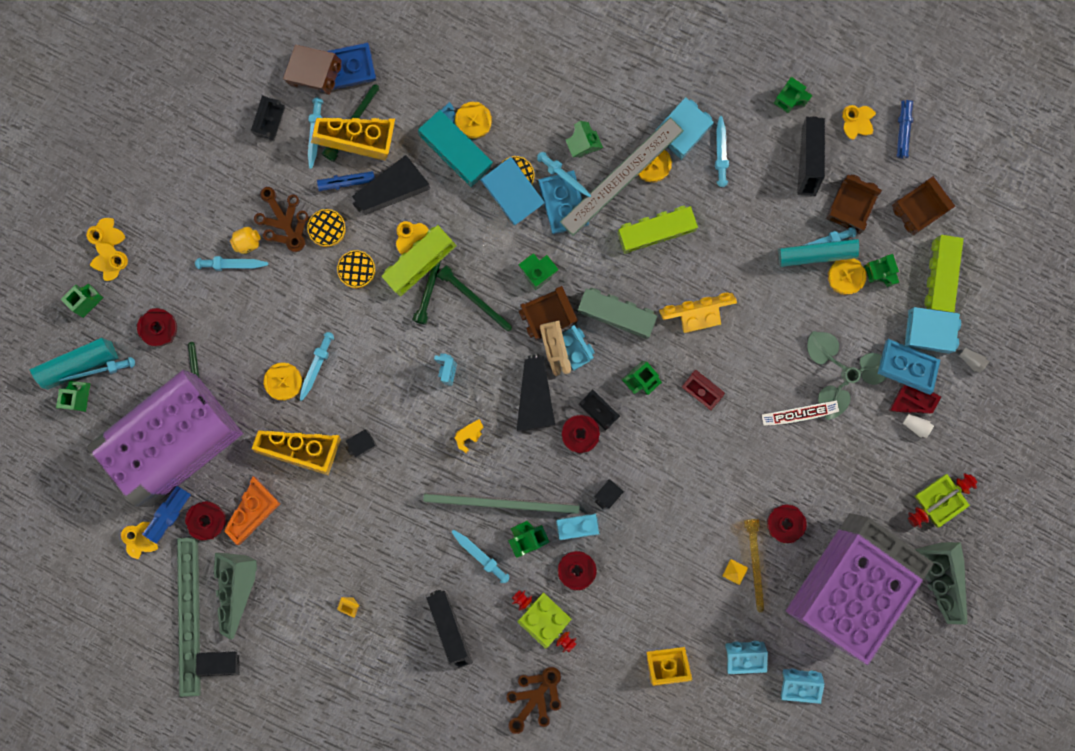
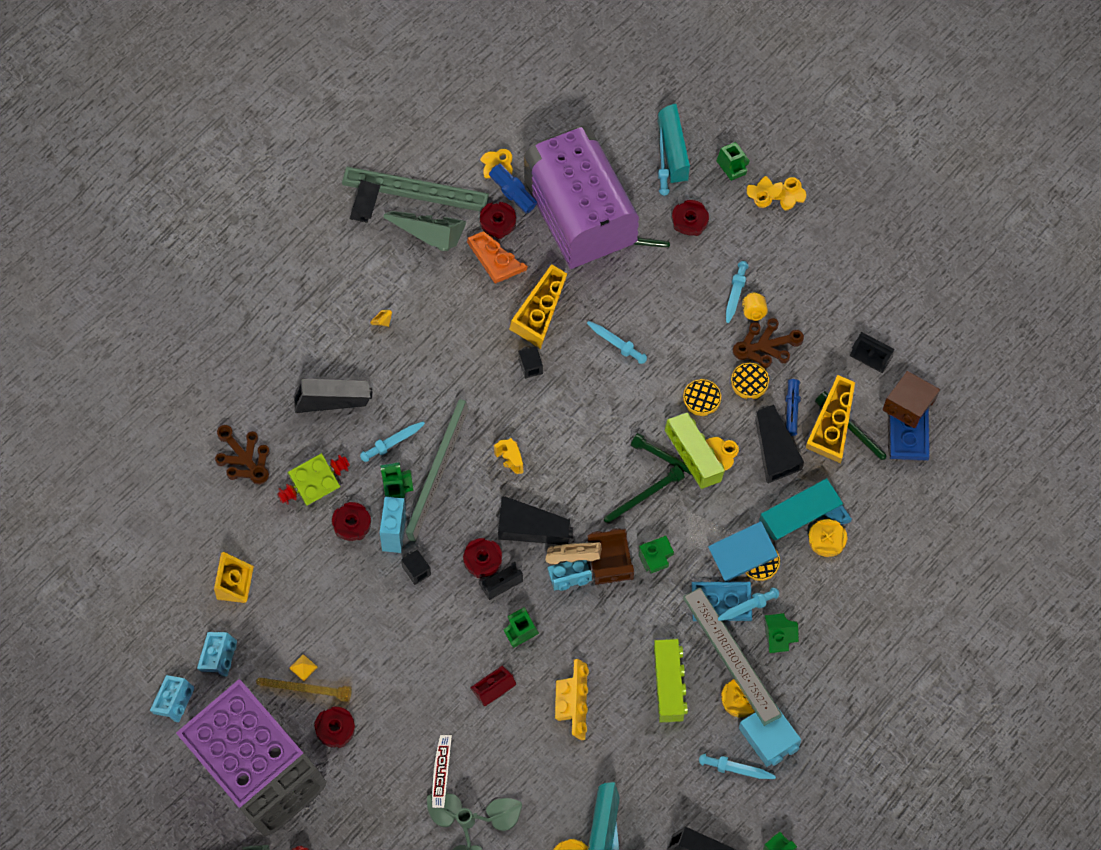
camera: 110 degrees right, 20 degrees down
(74, 396) = (643, 137): green brick -> none
(283, 381) = (610, 311): yellow tile -> none
(312, 148) = (861, 394): medium azure sword -> none
(447, 371) = (578, 449): medium azure bracket -> none
(616, 313) = (593, 620): sand green brick -> none

